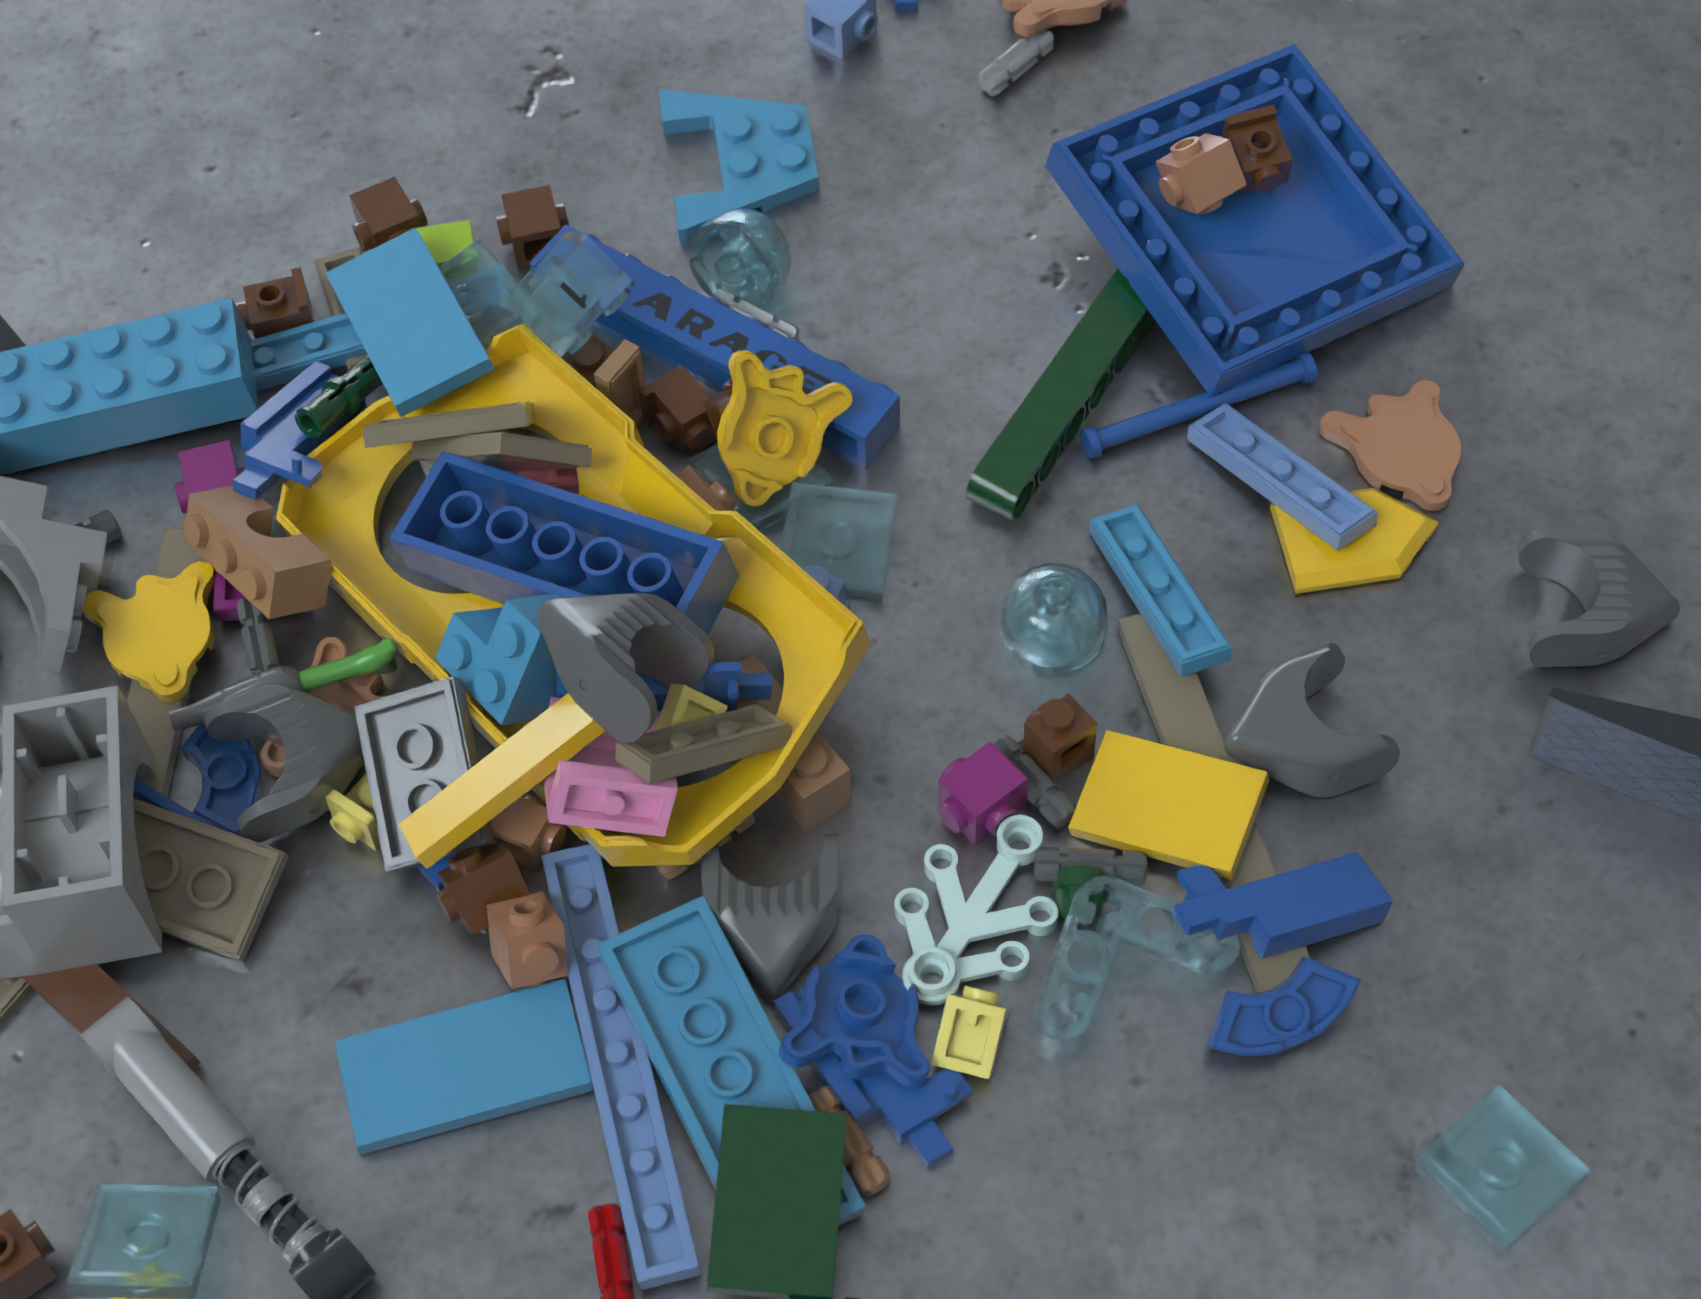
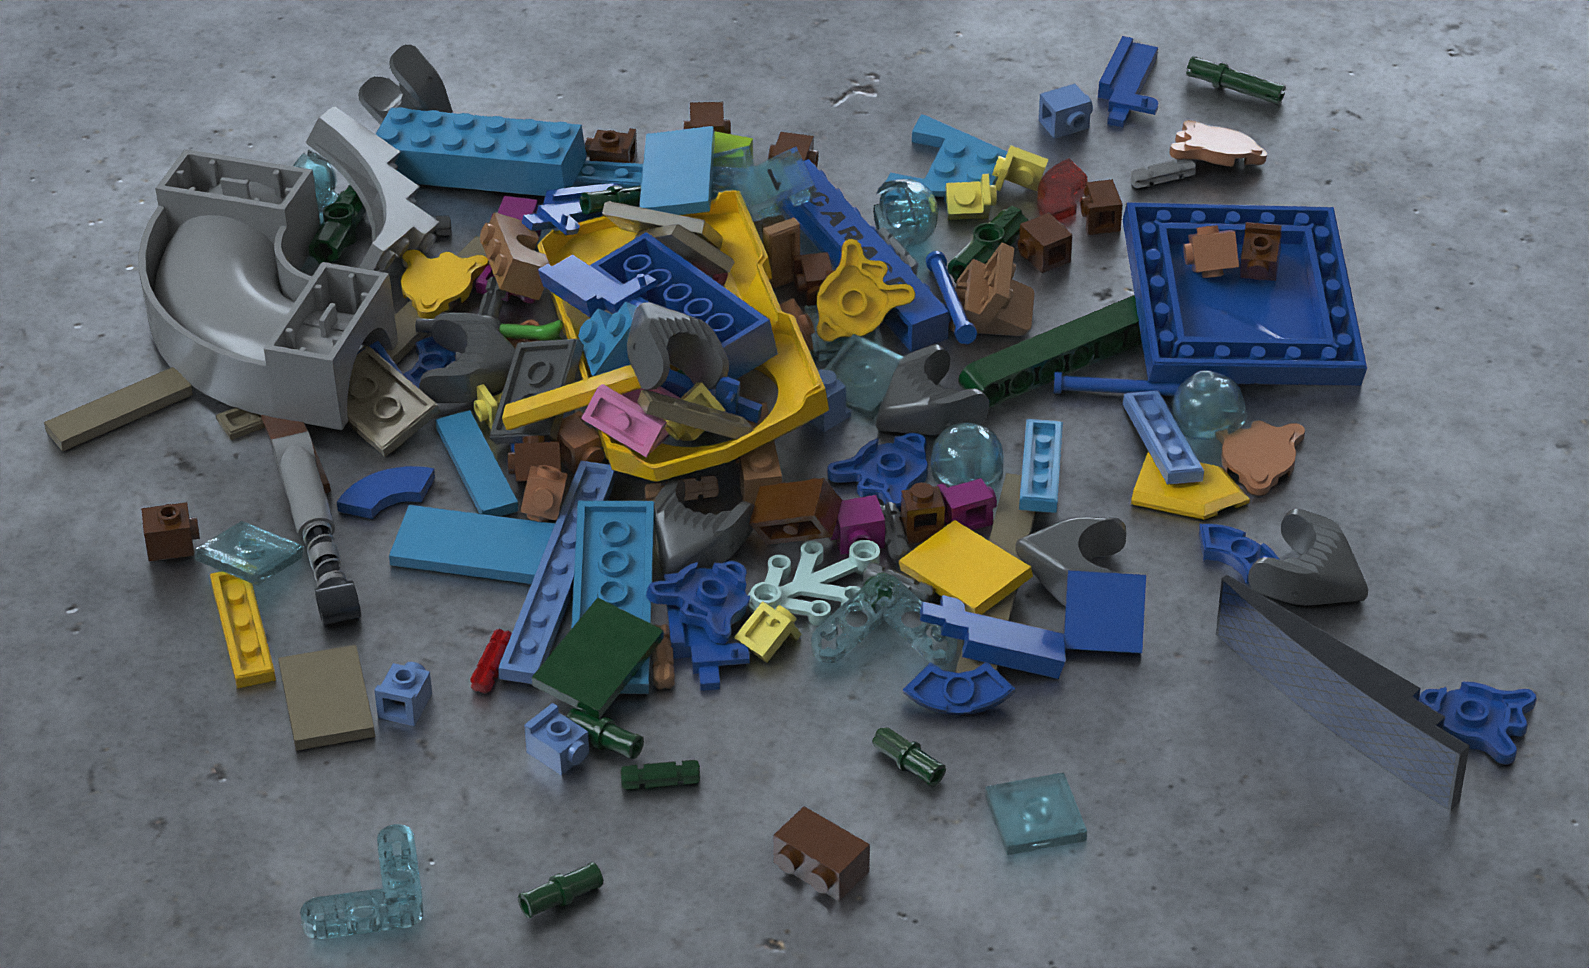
camera: 25 degrees right, 15 degrees down
(279, 1024) = (385, 489): none -> blue tile
(389, 922) = (476, 464): none -> dark azure tile
(420, 579) = (589, 288): none -> piece
(806, 198) = (970, 199): none -> light yellow bracket
(843, 127) = (1020, 168): none -> light yellow bracket
(873, 265) = (987, 238): none -> dark green piece
(899, 816) = (795, 511): none -> reddish brown brick
(901, 142) = (1058, 188): none -> clear red tile
(931, 347) = (993, 298): none -> medium nougat piece
(940, 560) = (922, 406): none -> dark grey animal
(942, 229) = (1045, 243): none -> reddish brown brick
(950, 424) = (965, 331): none -> blue bar
(956, 677) = (884, 467): none -> blue tile
(979, 145) = (1101, 207): none -> reddish brown brick
(1108, 692) = (969, 504): none -> magenta brick
(1282, 1154) = (909, 756): none -> dark green axle
(1312, 405) = (1208, 405): none -> clear light blue cylinder
(1398, 797) = (1105, 612): none -> blue tile
(1479, 611) = (1232, 547): none -> blue tile

